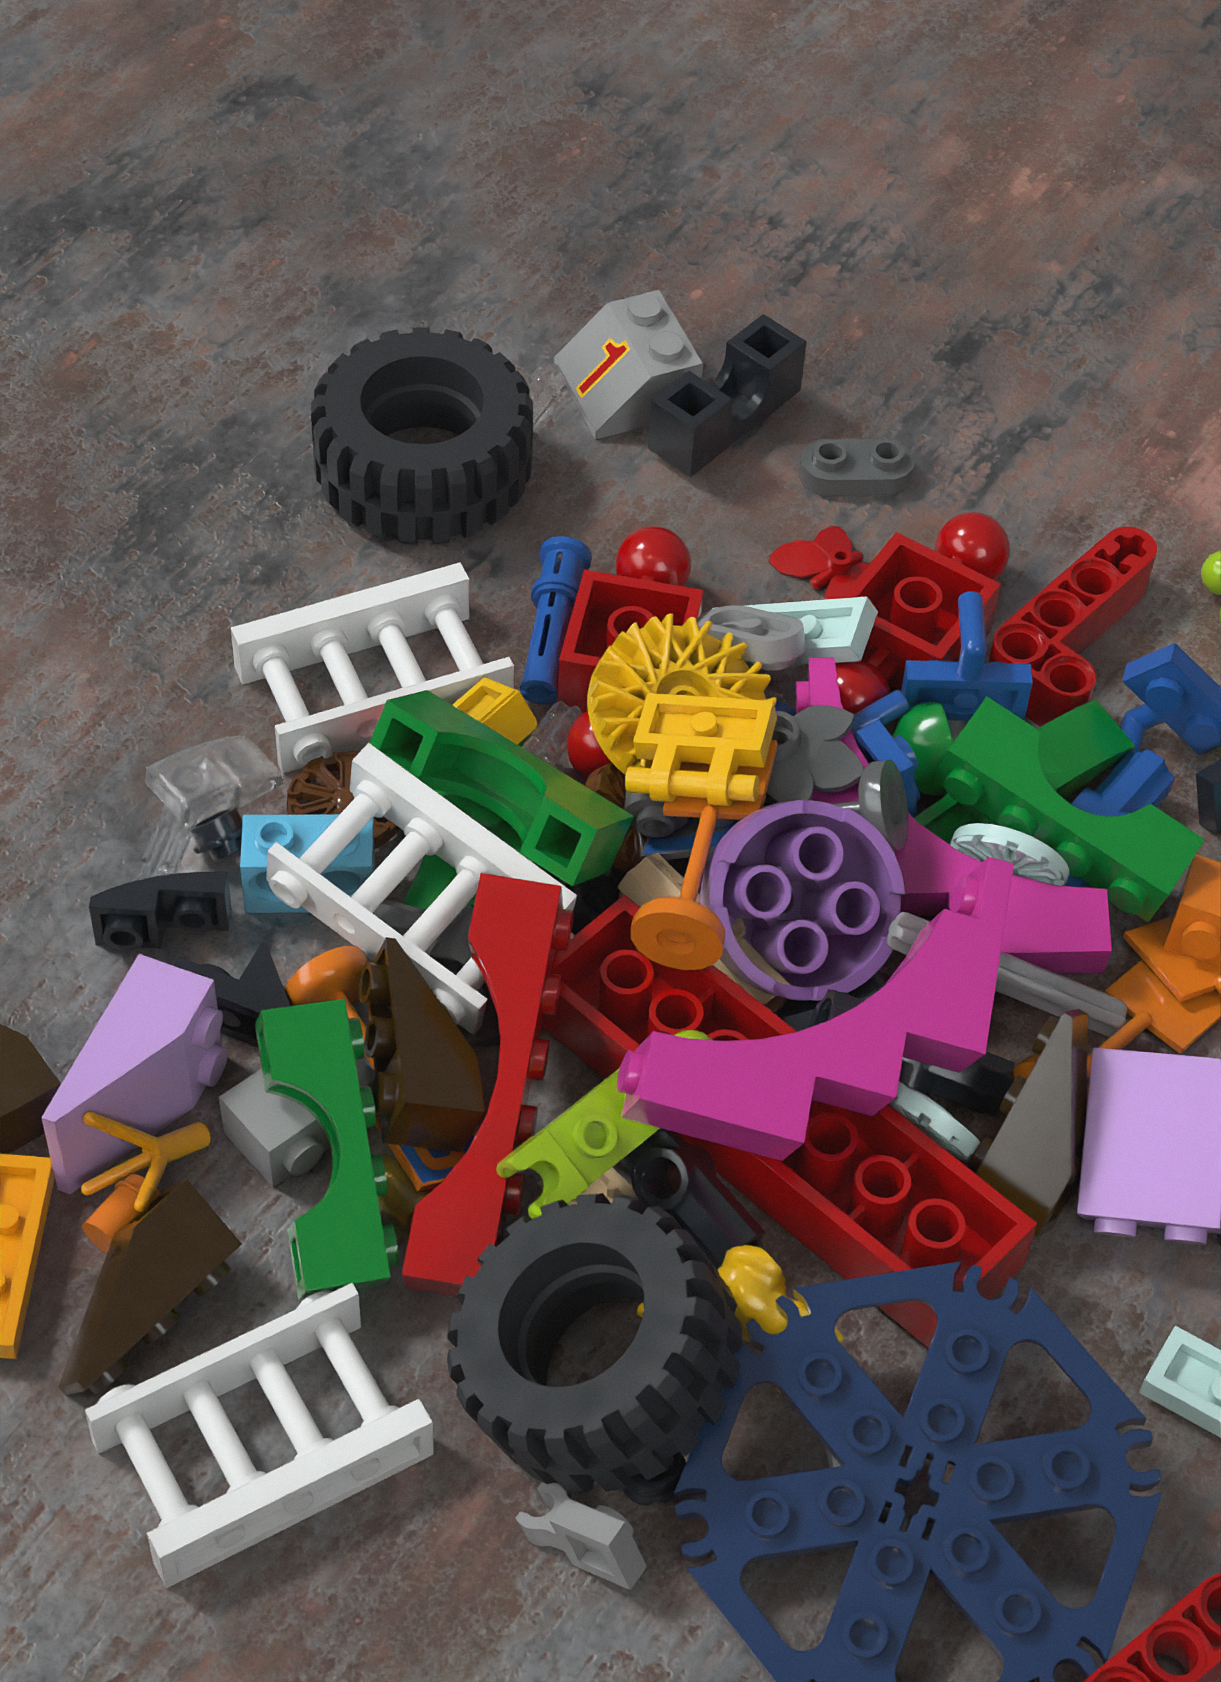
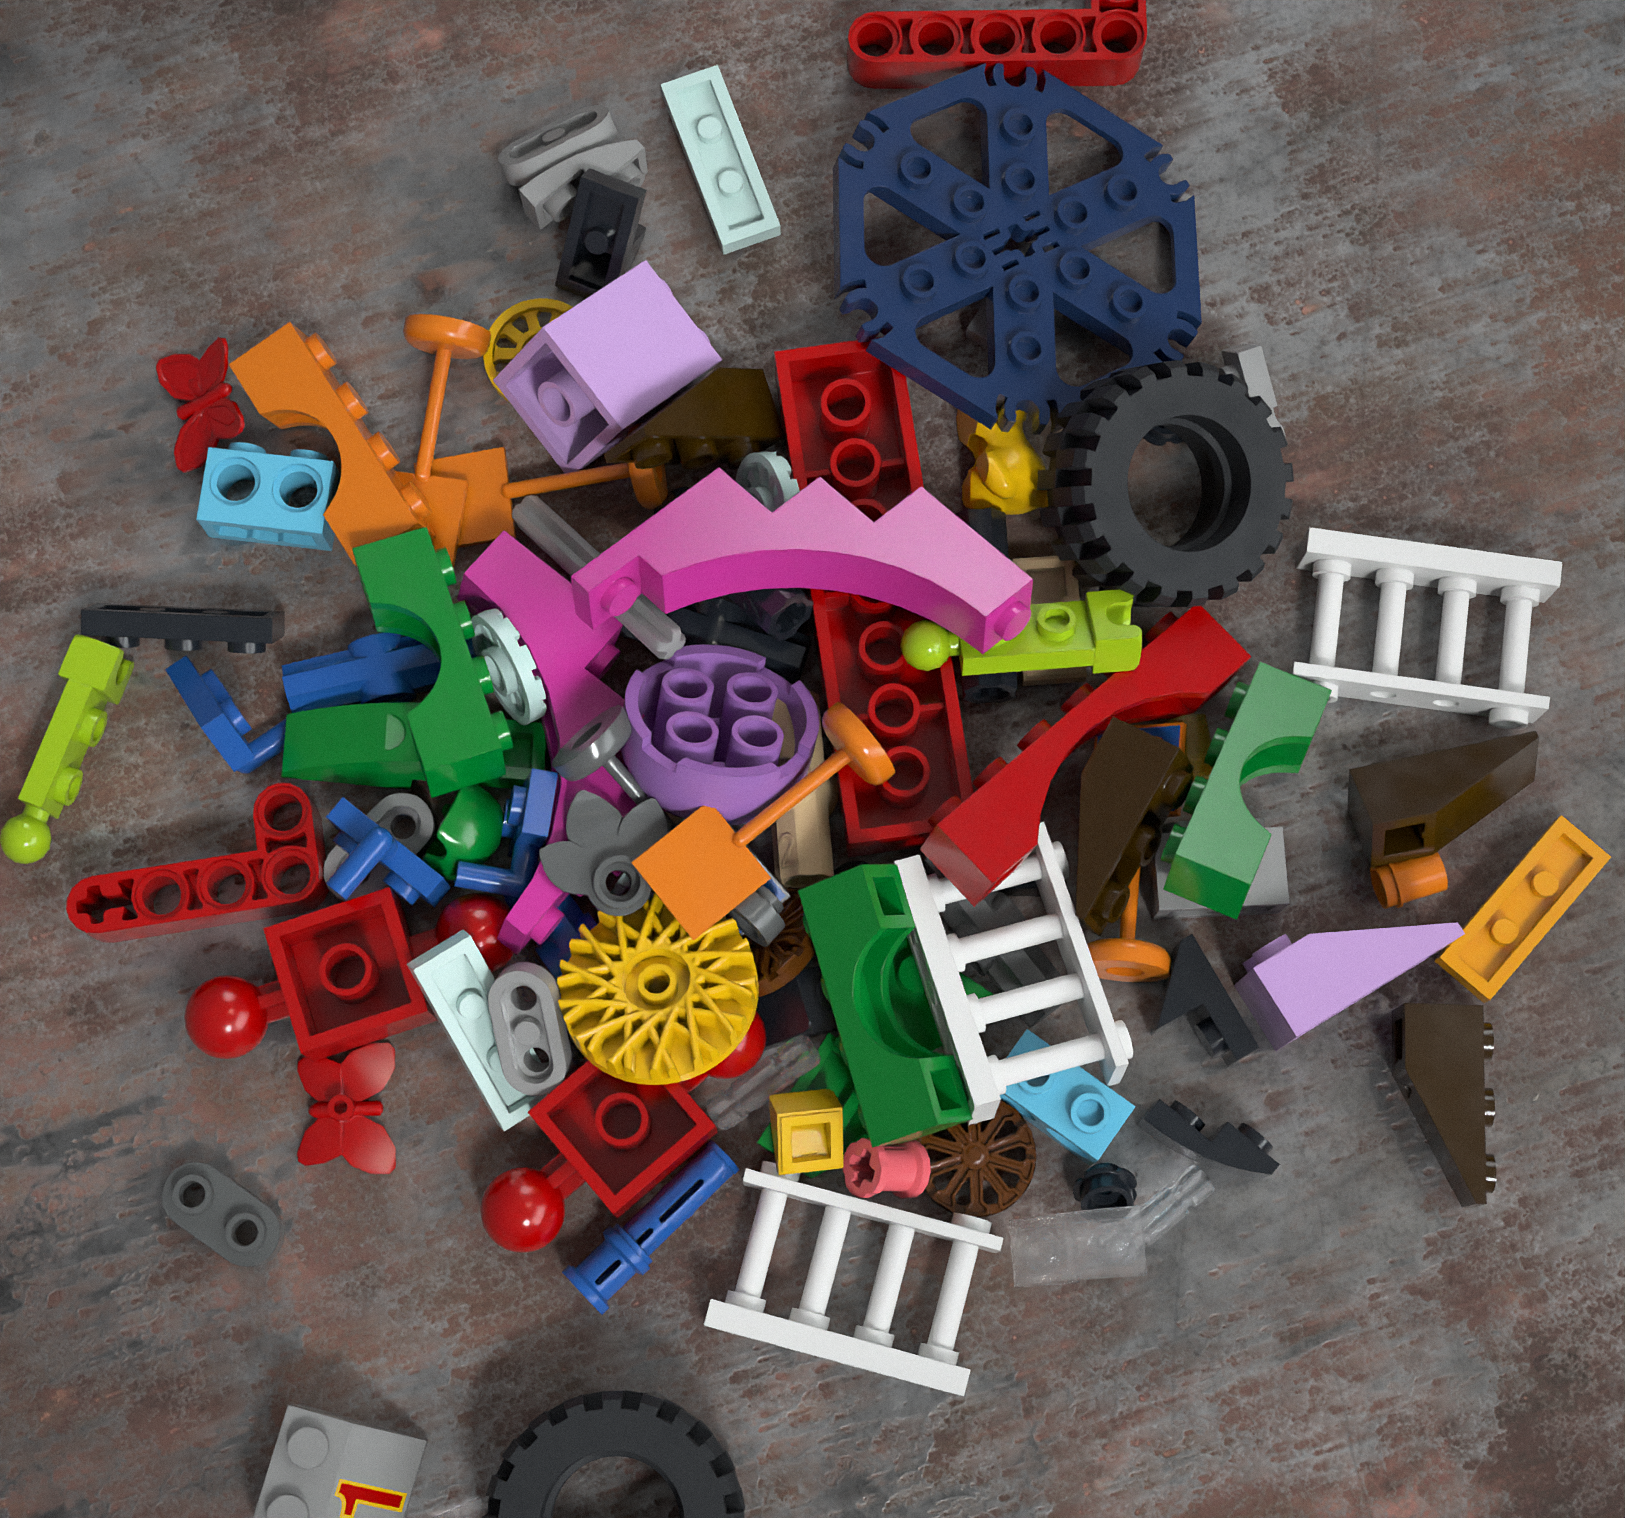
camera: 140 degrees left, 25 degrees up
(155, 1153) = (1354, 907): light orange plant -> none
(700, 420) = (283, 1366): black arch -> none
(706, 732) = (689, 905): yellow plate -> none

